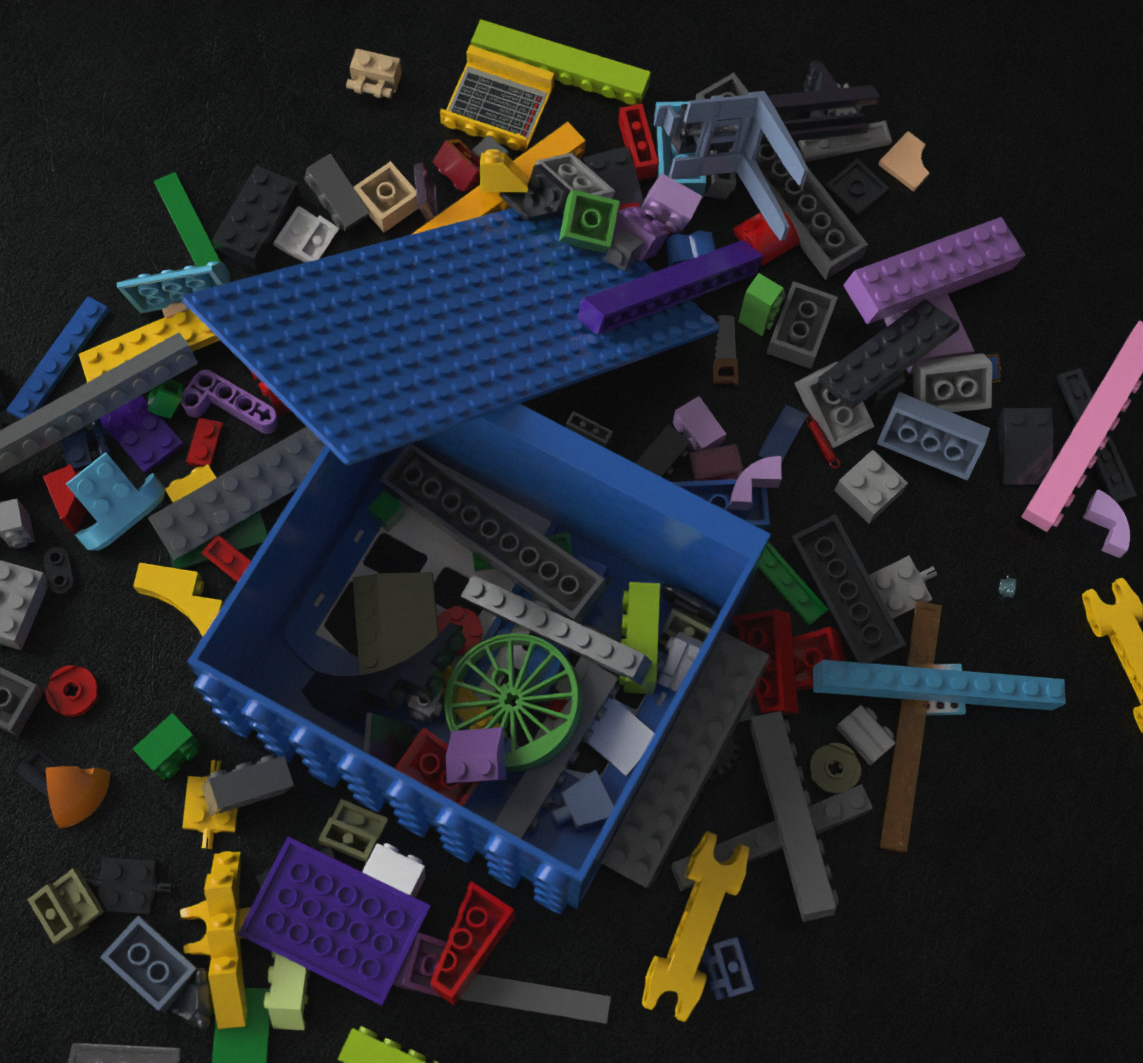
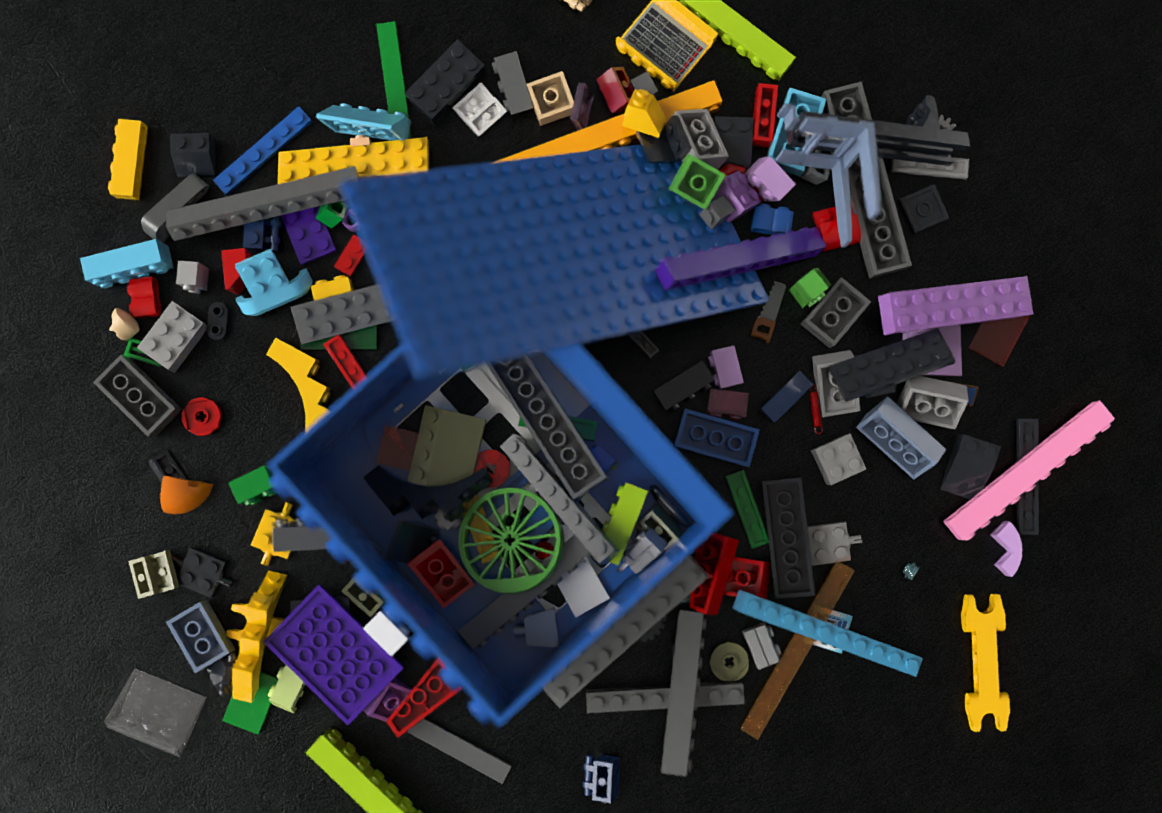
camera: 25 degrees right, 15 degrees up
(334, 644) = (397, 447): none -> clear red plate
(476, 756) = (469, 575): medium lavender slope -> none
(680, 968) = (608, 718): yellow piece -> none
(759, 474) = (759, 428): lavender brick -> none
(905, 161) = (971, 199): light nougat tile -> none
(997, 298) = (997, 338): none -> clear red piece

